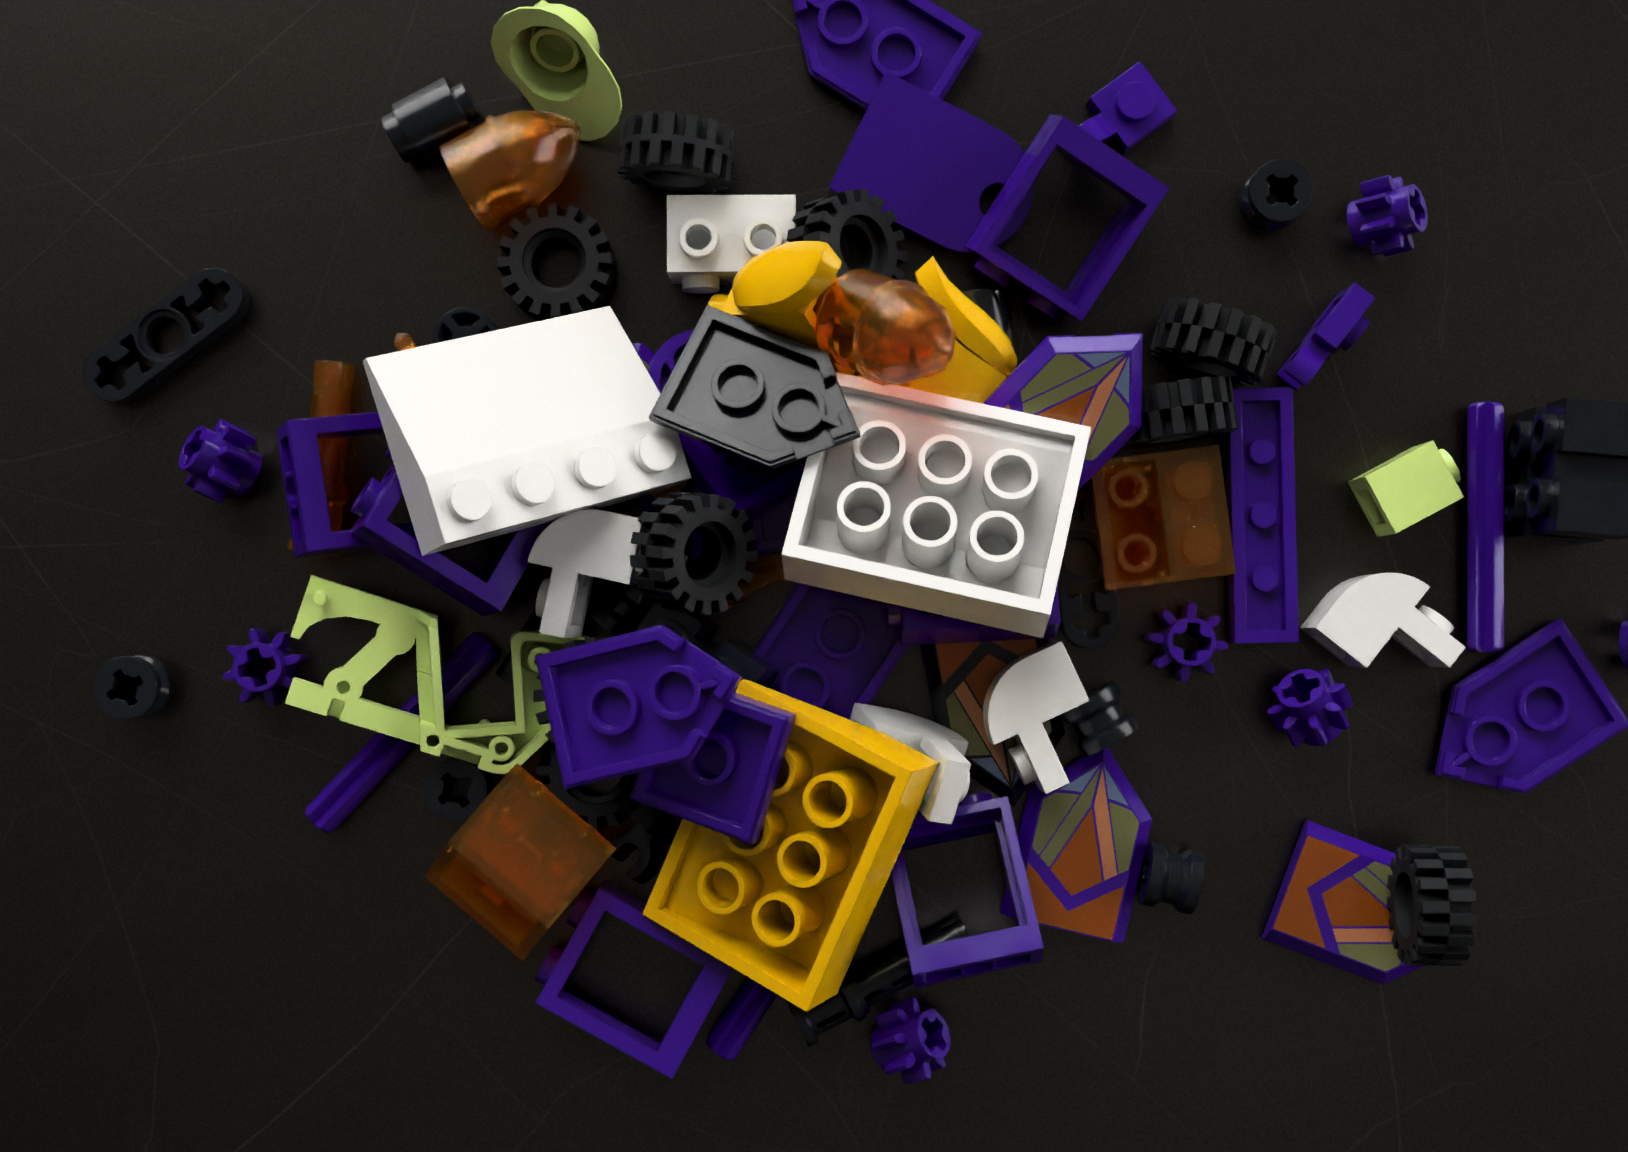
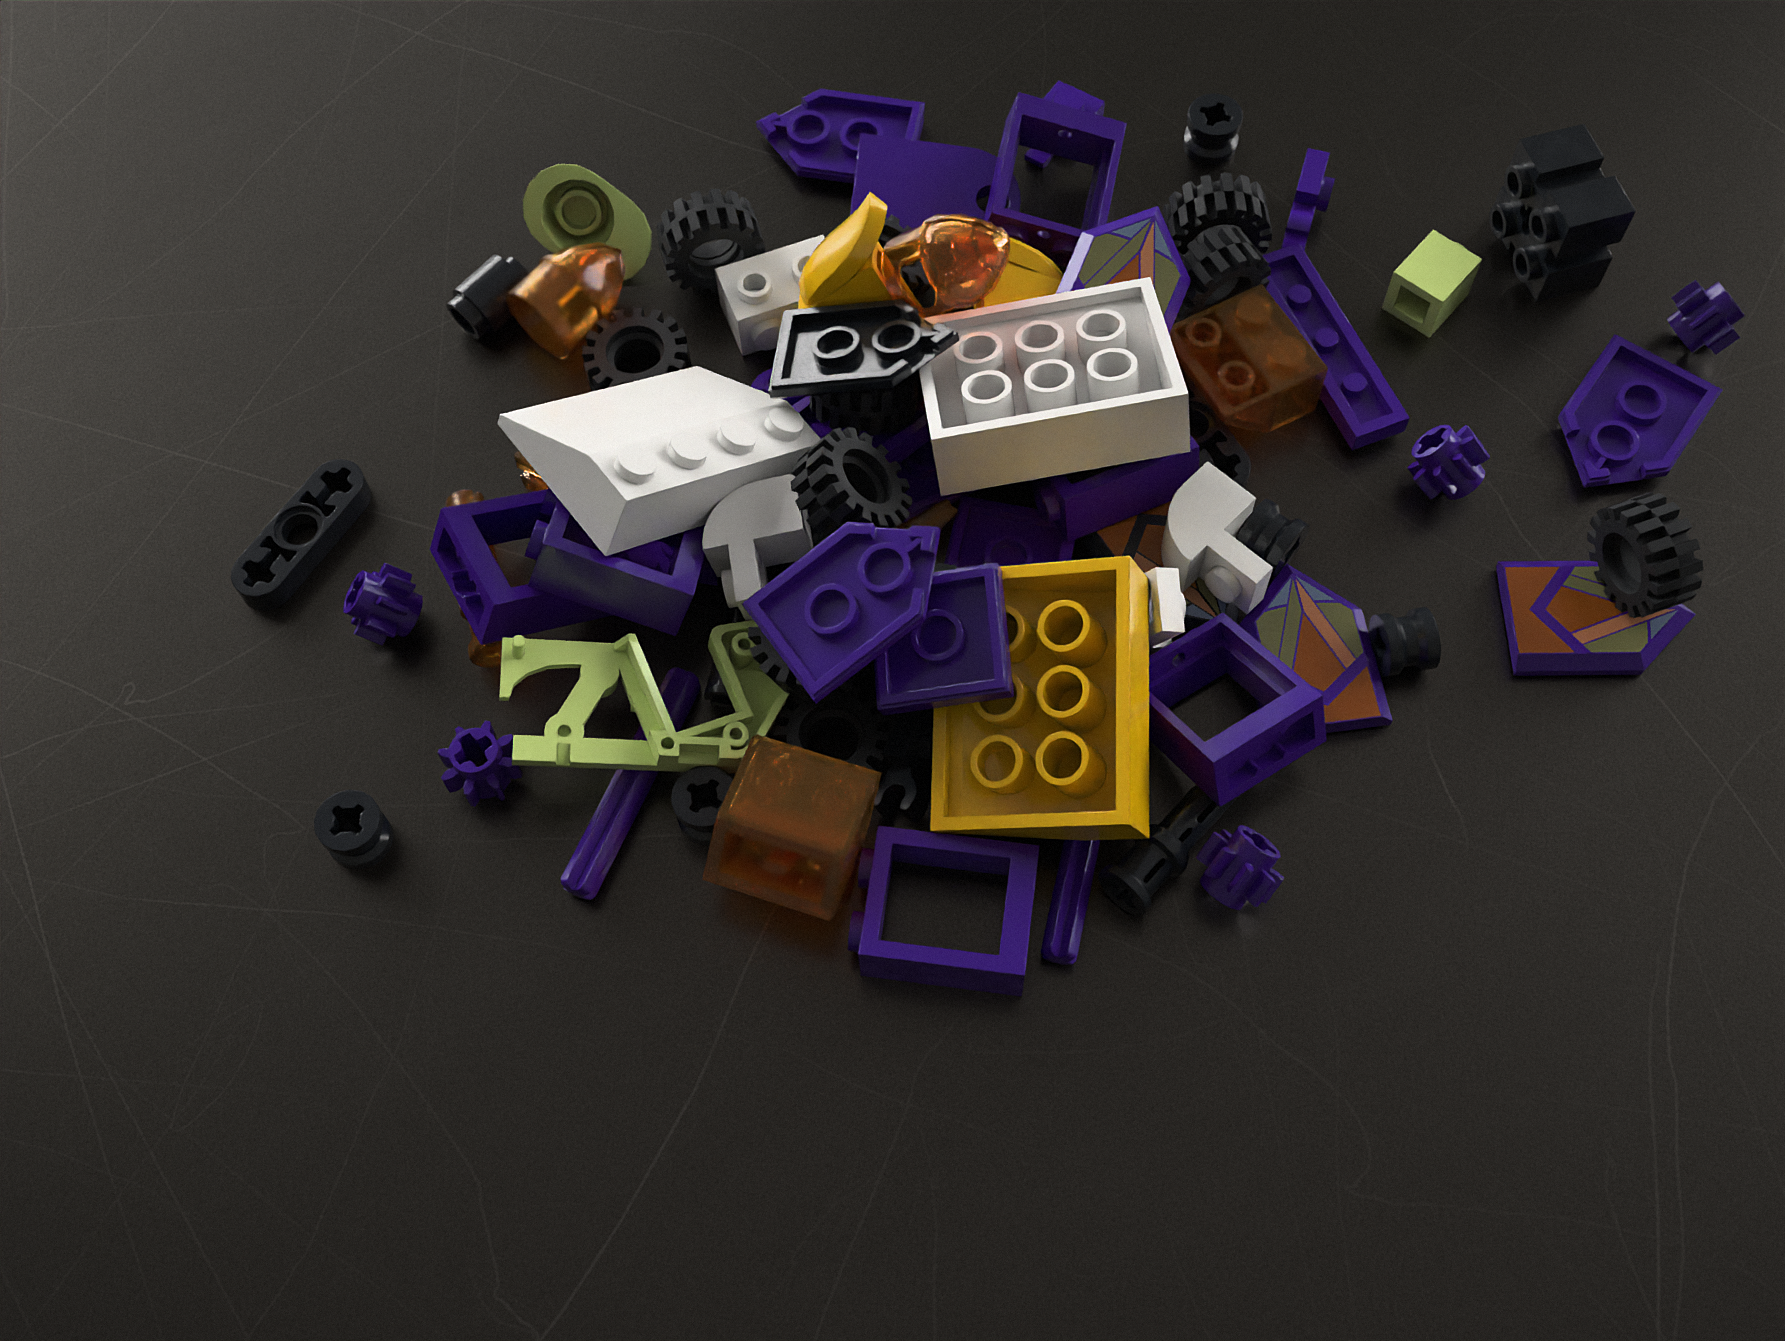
camera: 20 degrees left, 25 degrees down
(1196, 628) = (1314, 453): dark purple gear -> none
(1369, 610) = (1465, 372): white brick -> none
(1387, 215) = (1307, 109): dark purple gear -> none
(1485, 527) = (1515, 296): dark purple axle -> none

